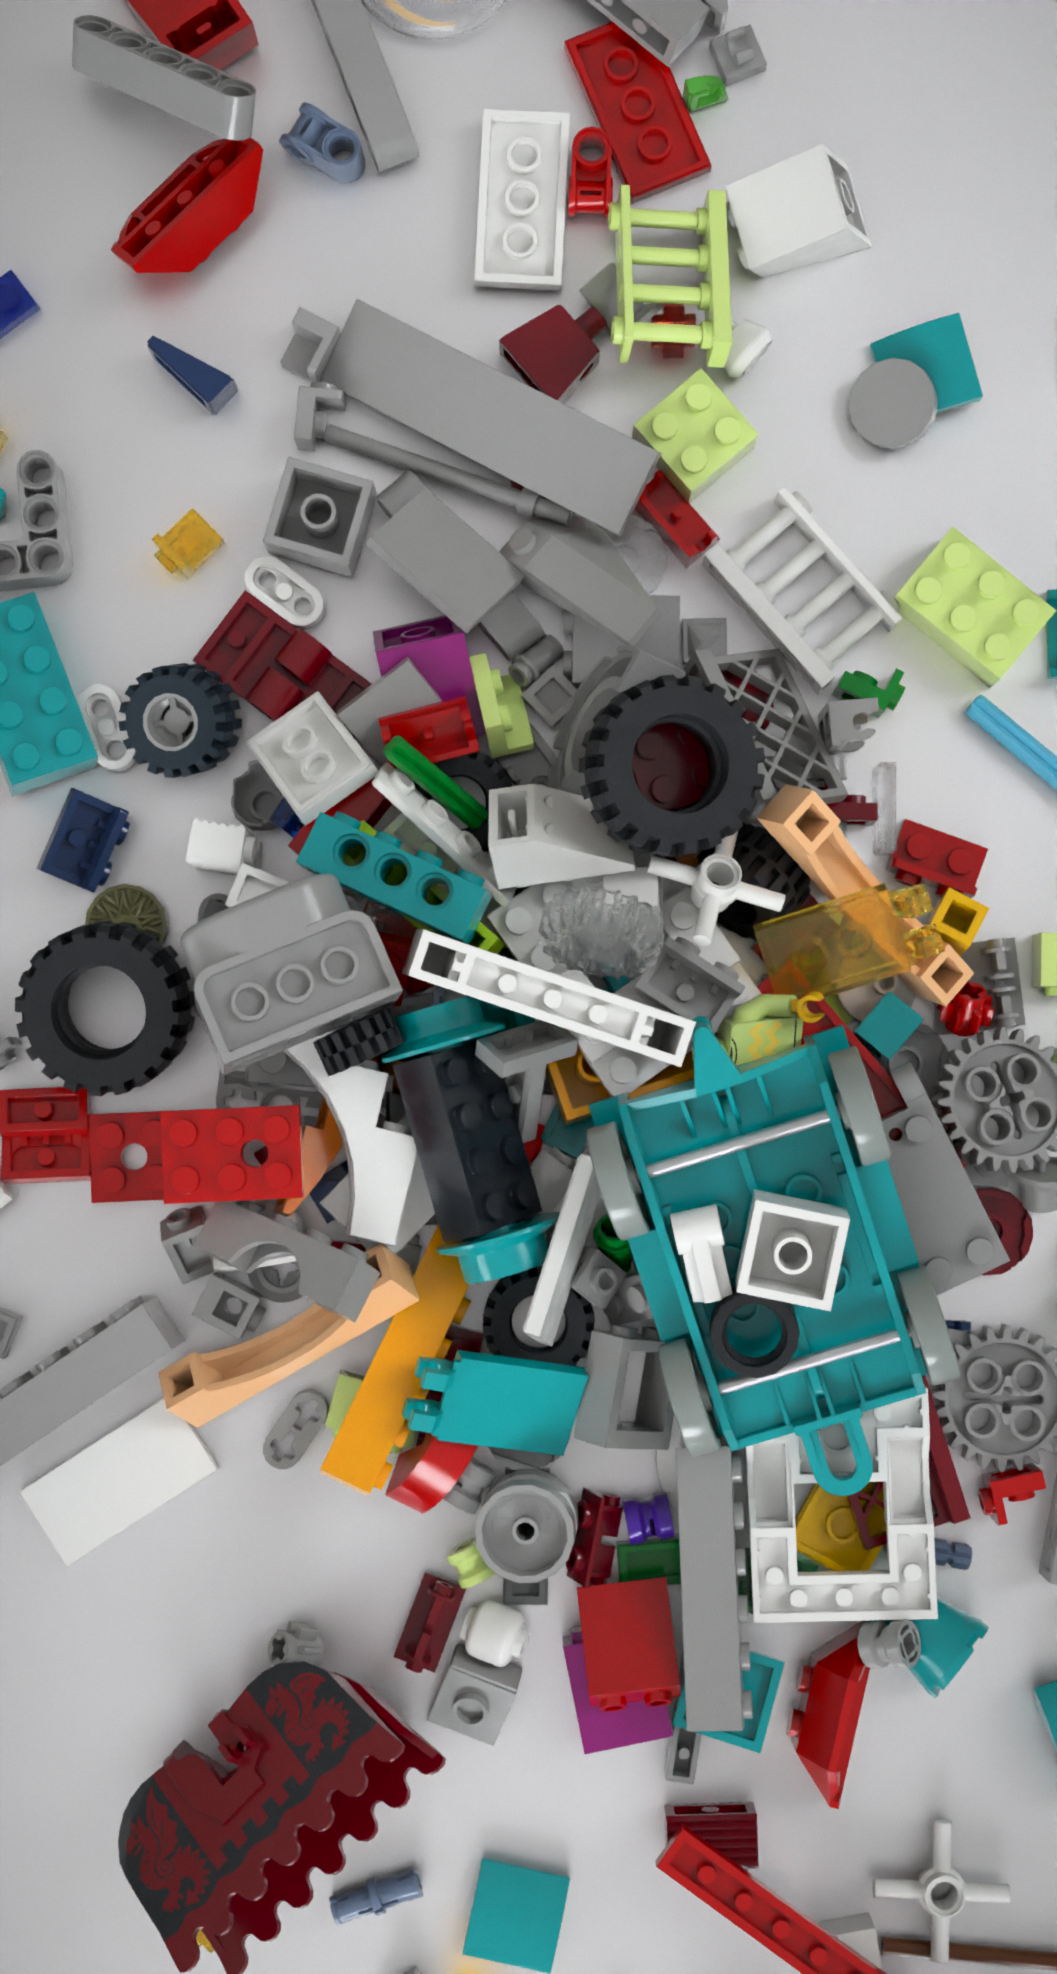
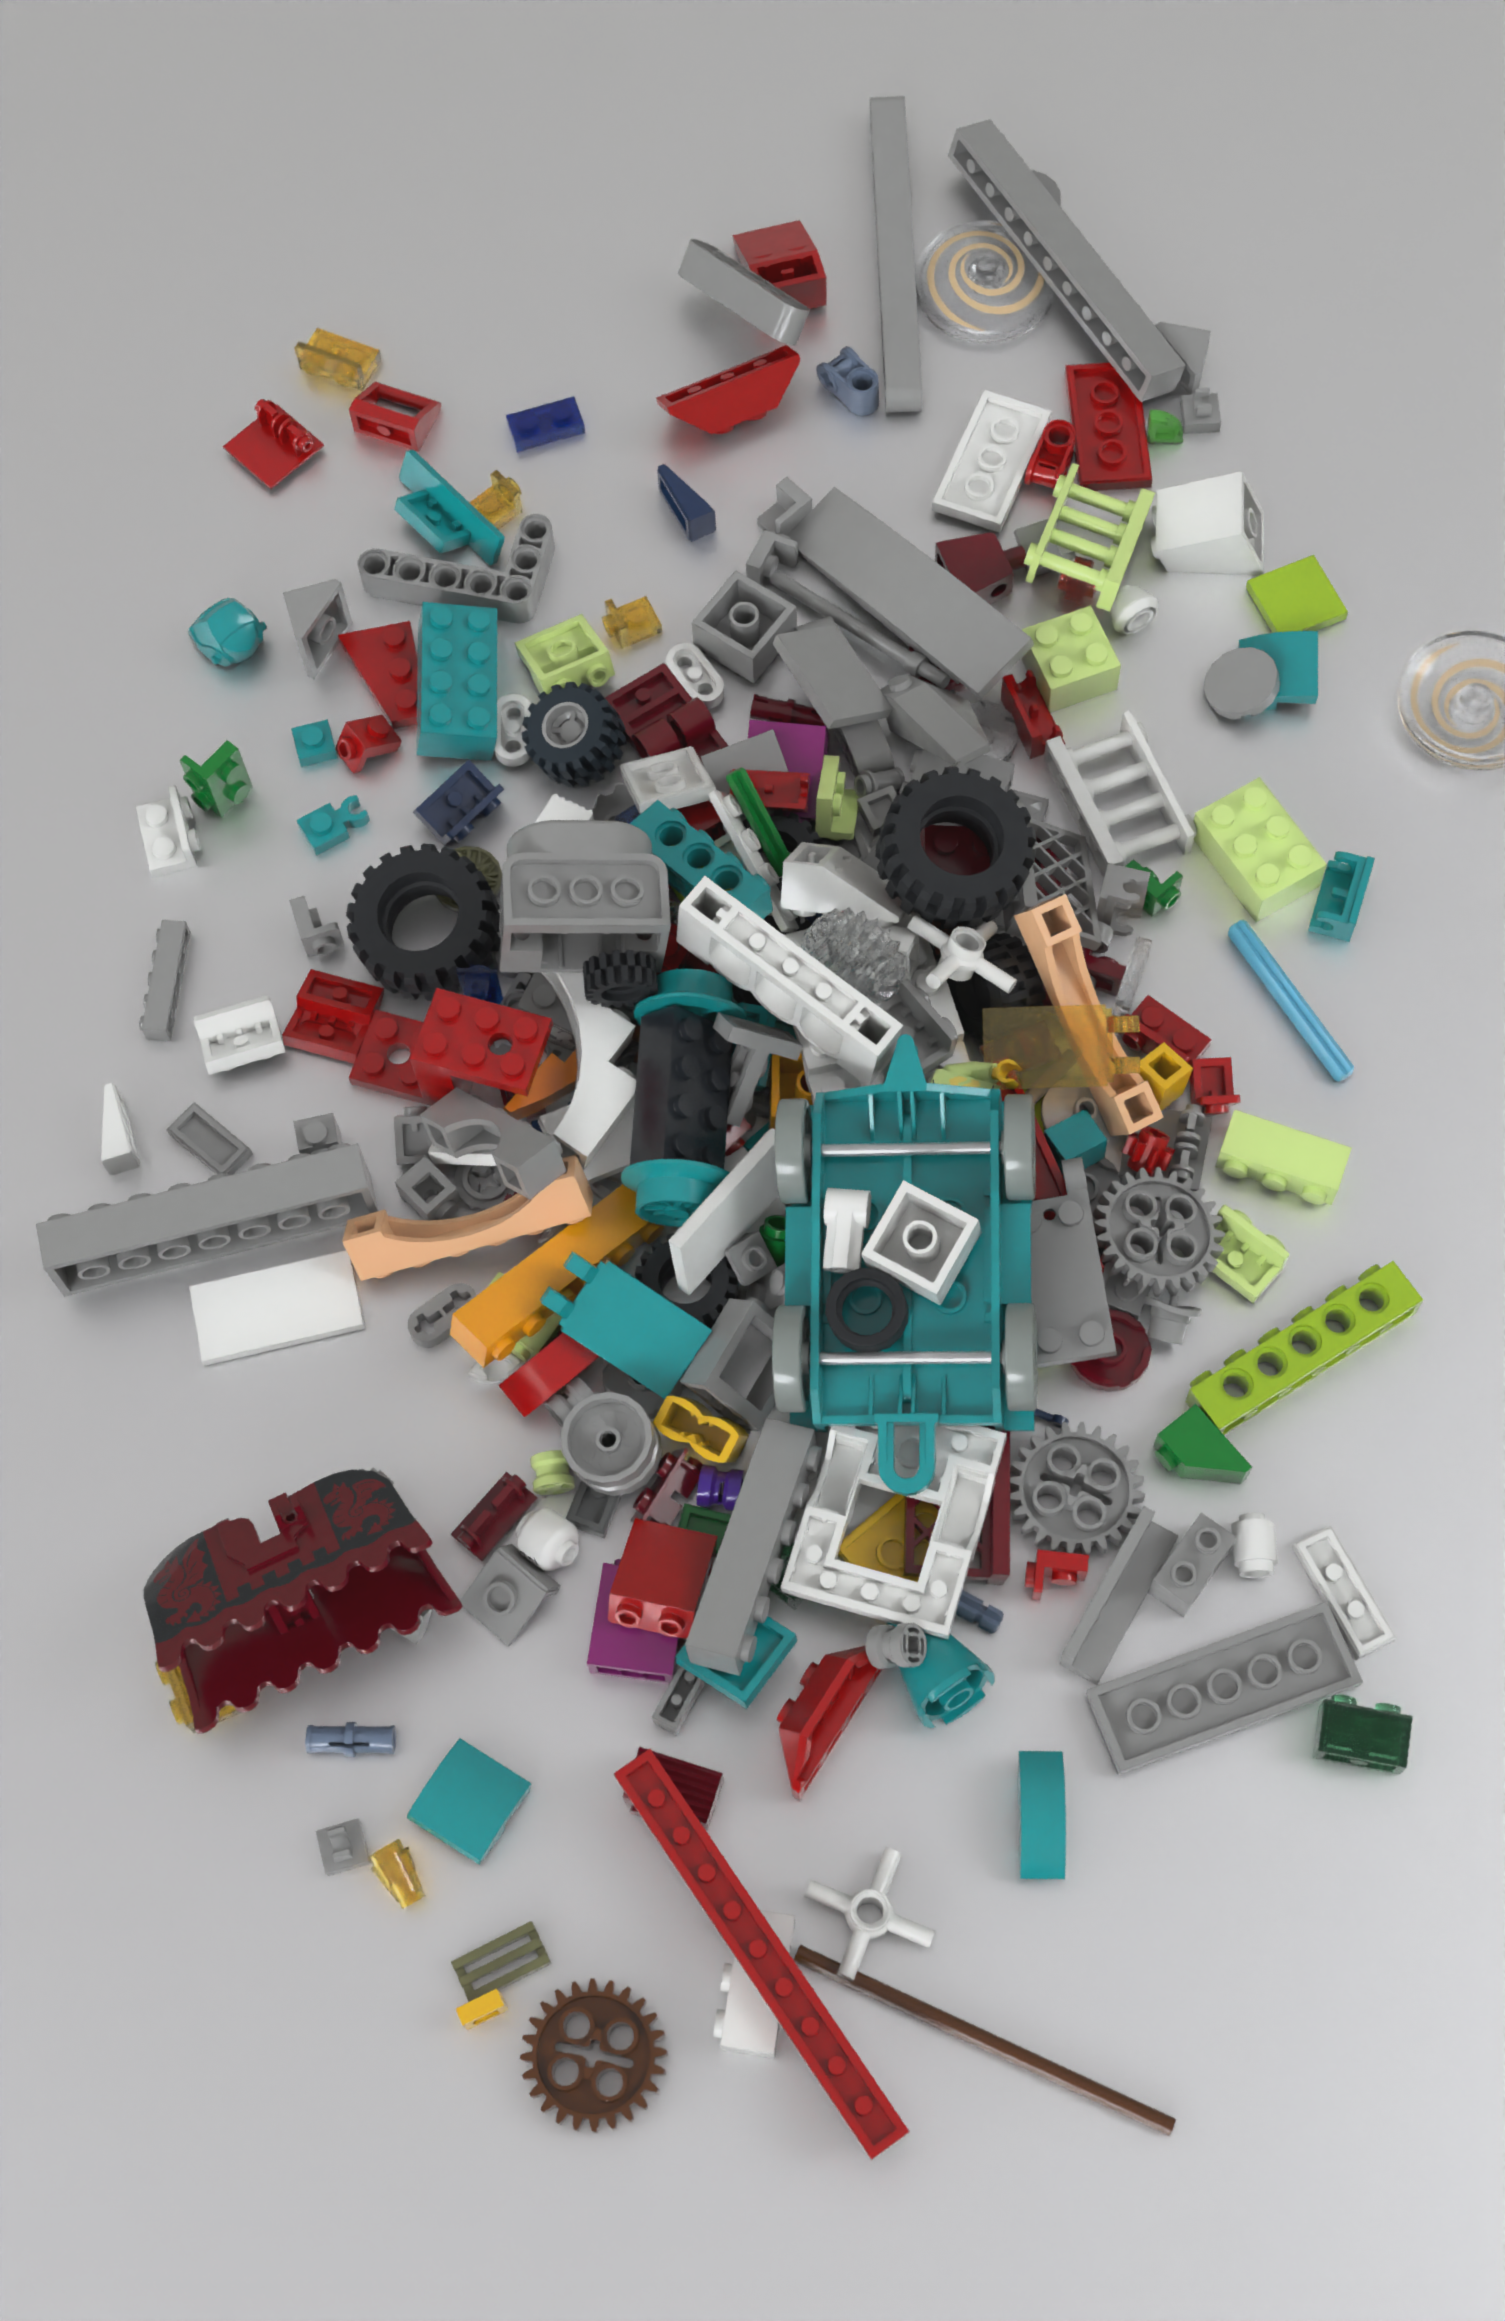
camera: 20 degrees right, 20 degrees down
(93, 1291) = (317, 1133): none -> light grey brick
(132, 620) = (566, 654): none -> yellowish green plate
(198, 1070) = (481, 983): none -> clear blue hinge
(397, 607) = (783, 711): none -> dark red pin
(611, 1473) = (709, 1435): none -> yellow brick
(918, 269) = (1297, 597): none -> lime tile
(1008, 904) = (1212, 1085): none -> red bracket

